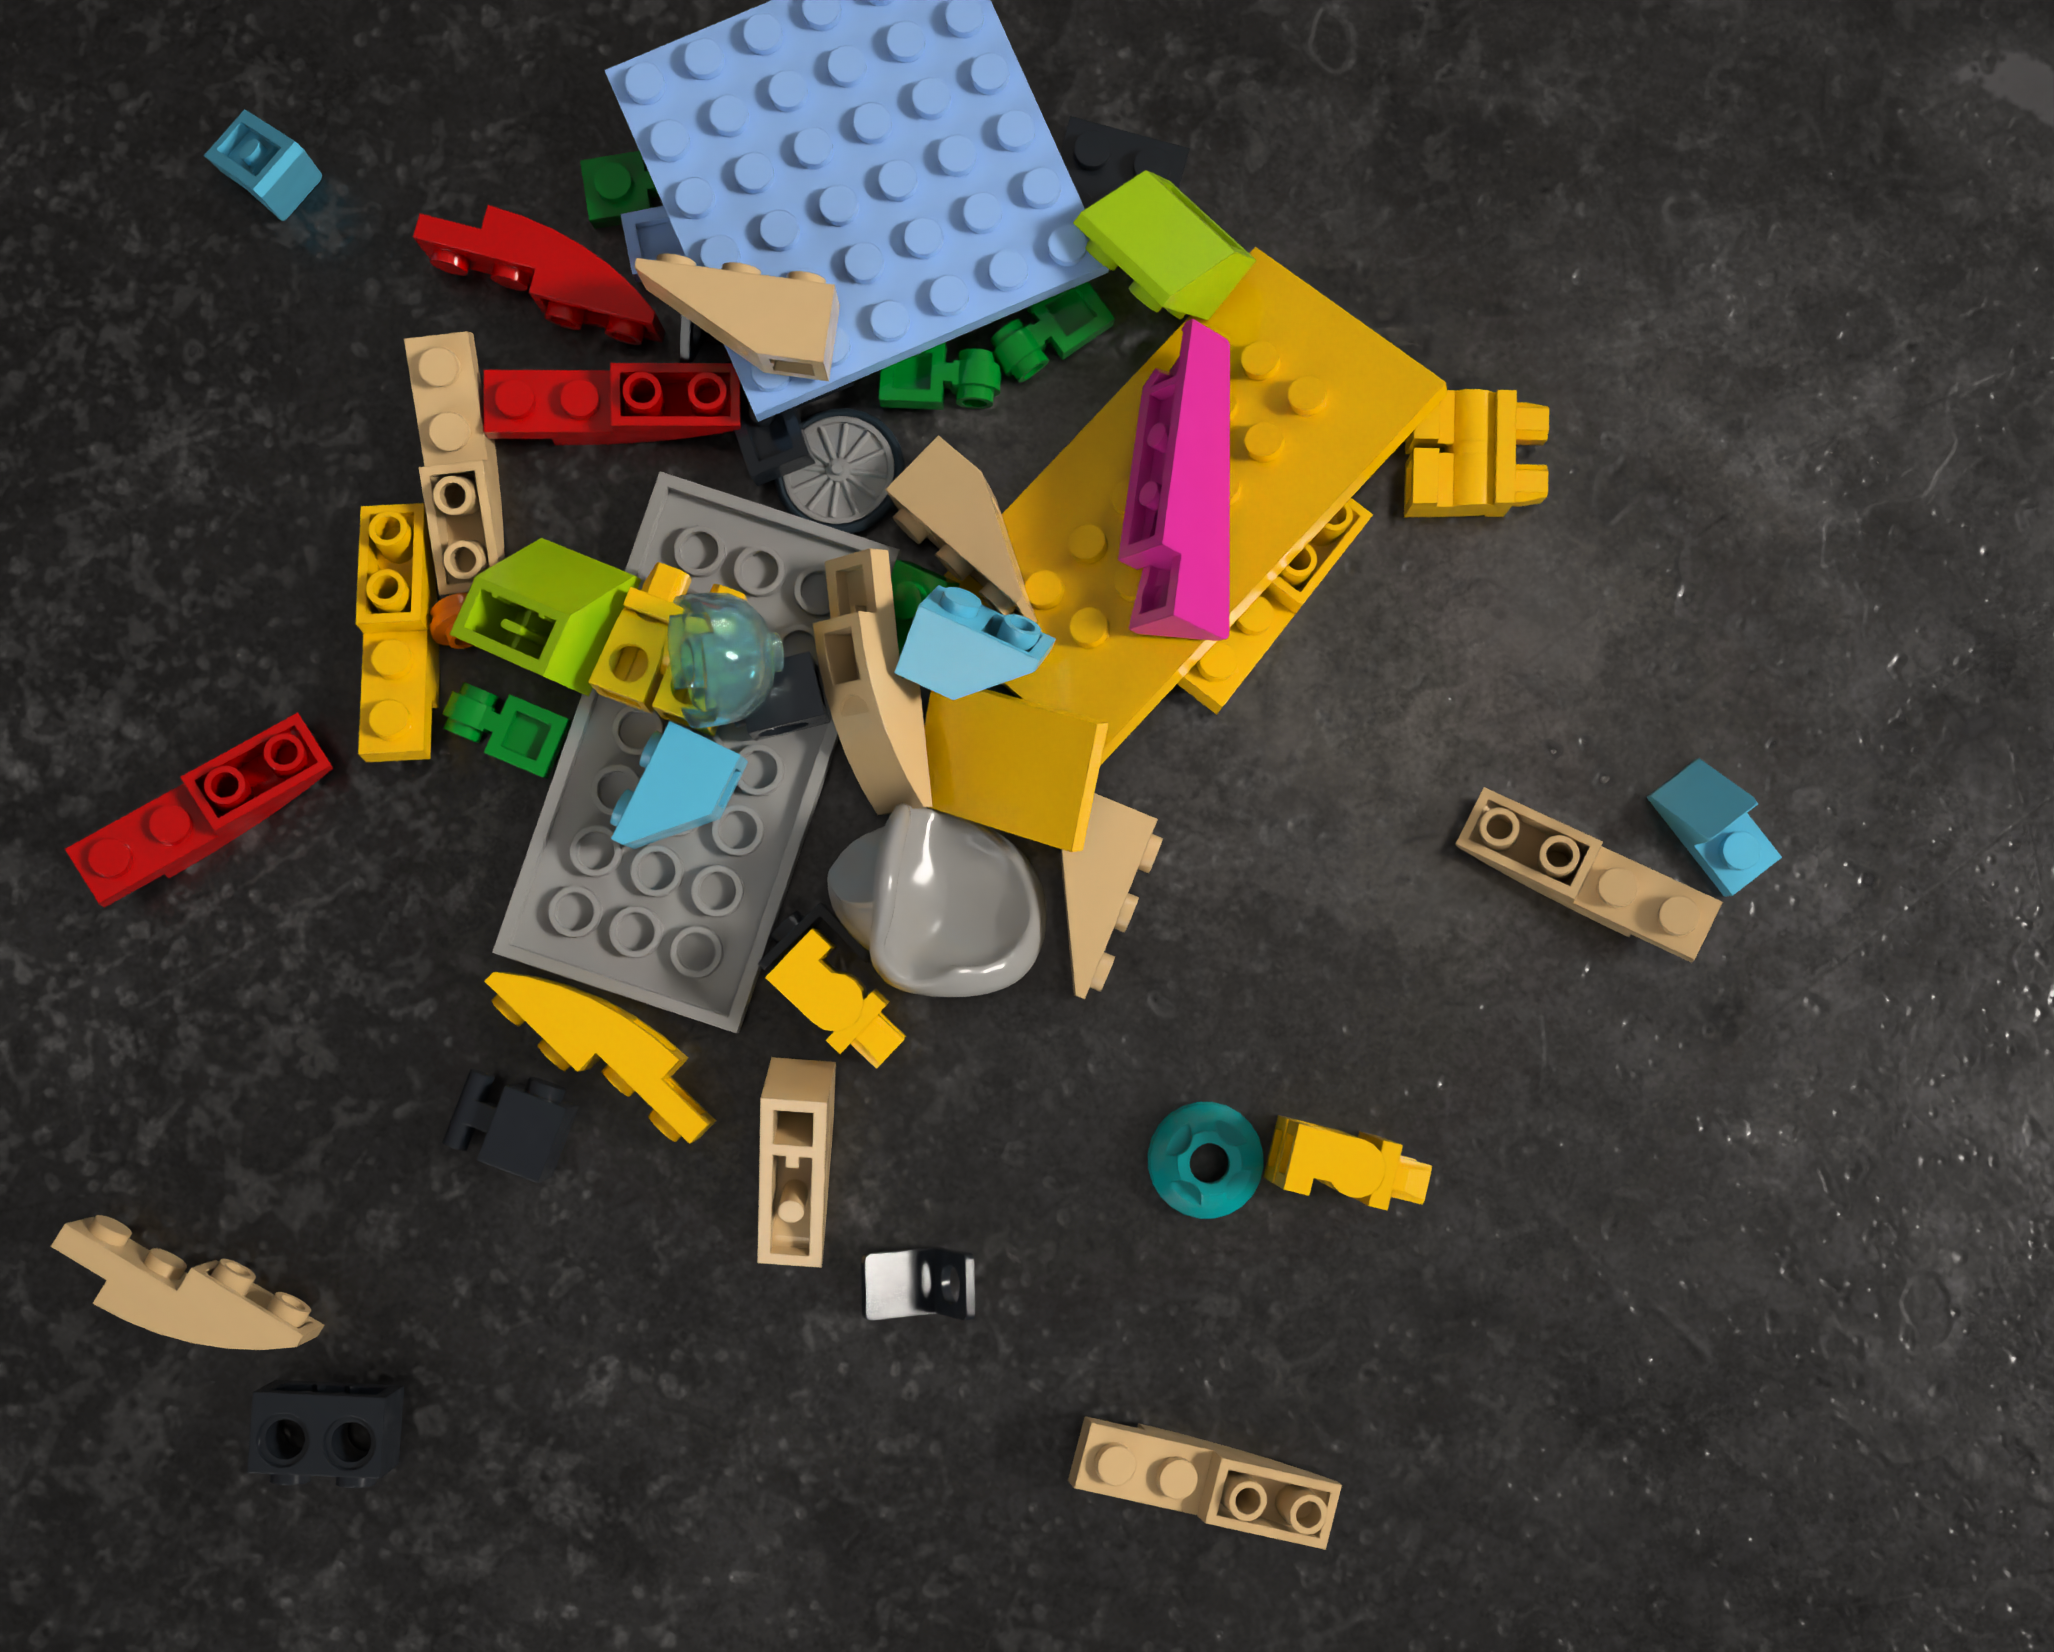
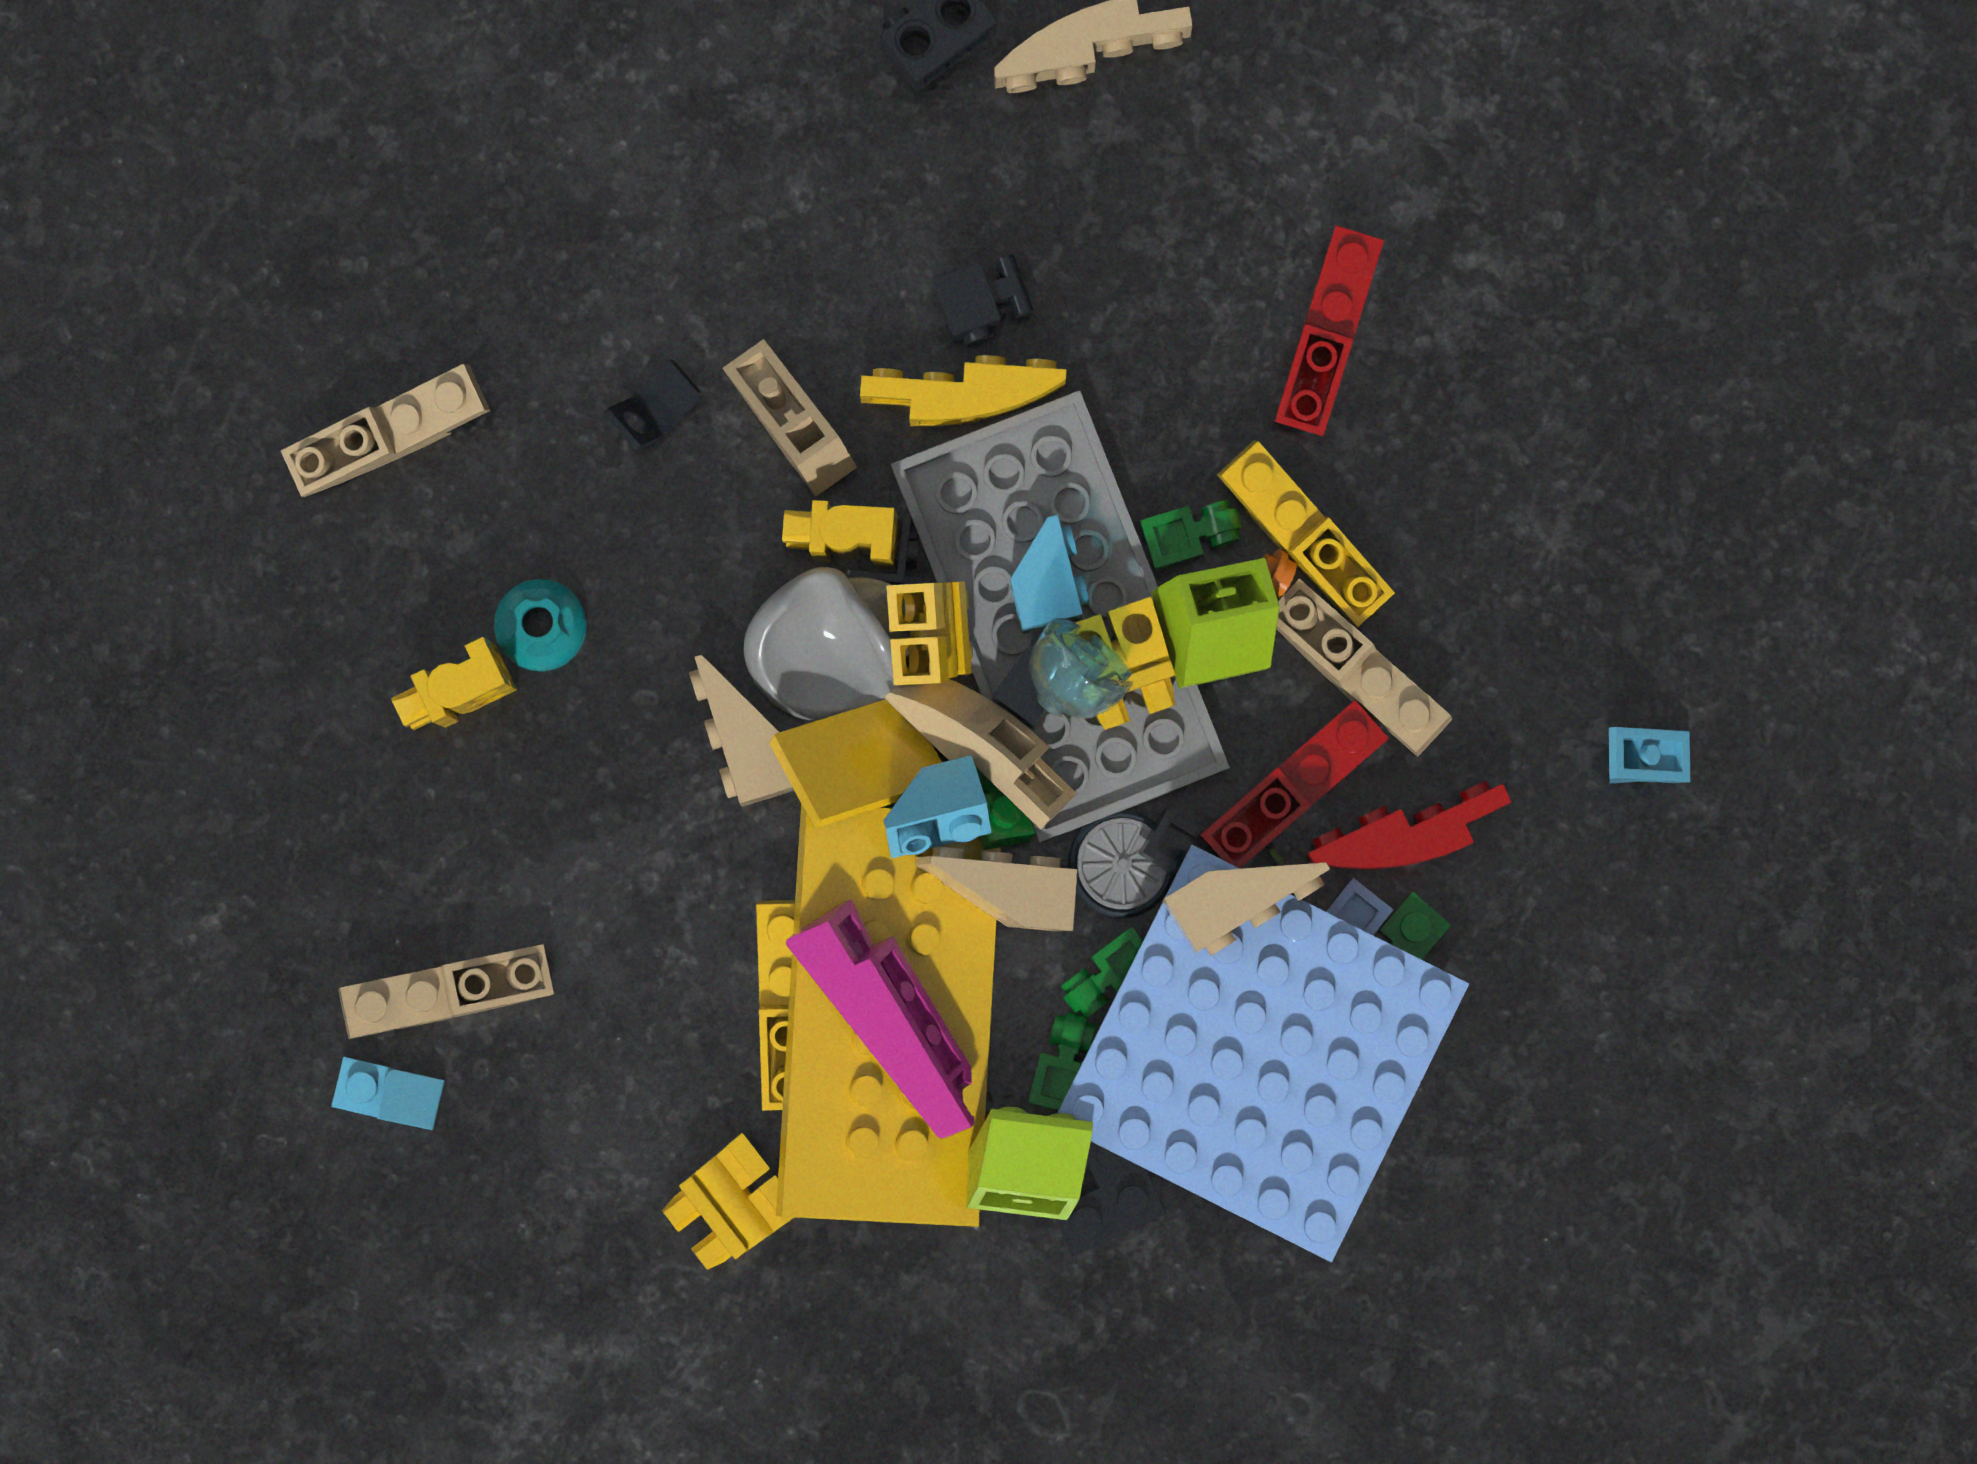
camera: 145 degrees right, 0 degrees up
(828, 819) = (937, 628): none -> yellow hips

